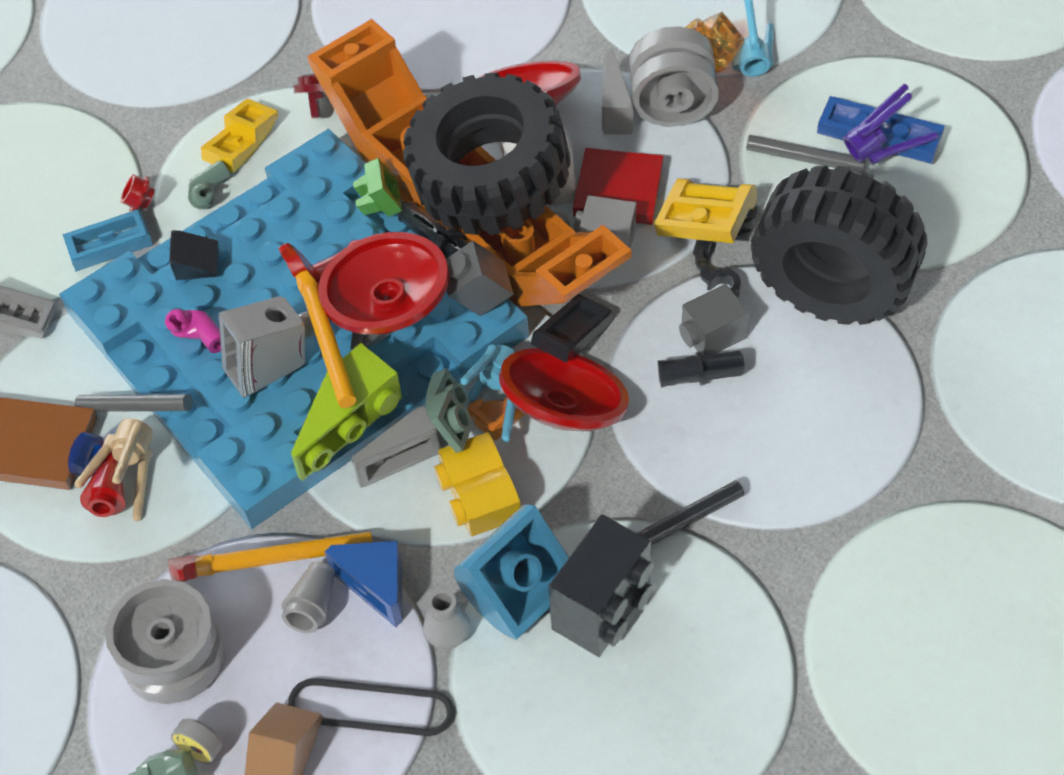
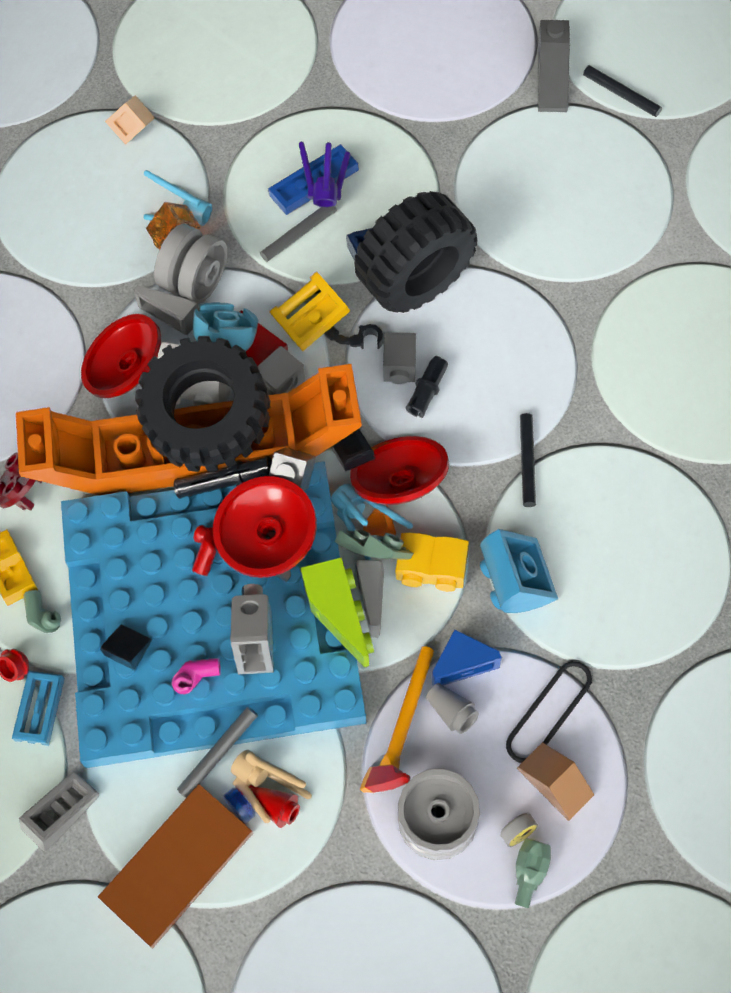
camera: 60 degrees left, 10 degrees up
(308, 284) = (274, 585): light orange piece -> none
(378, 190) = (160, 494): bright green tile -> none
(445, 620) = (522, 633): light grey cone -> none
(601, 586) = (563, 526): black brick -> none
(612, 141) = (220, 321): none -> medium azure cylinder

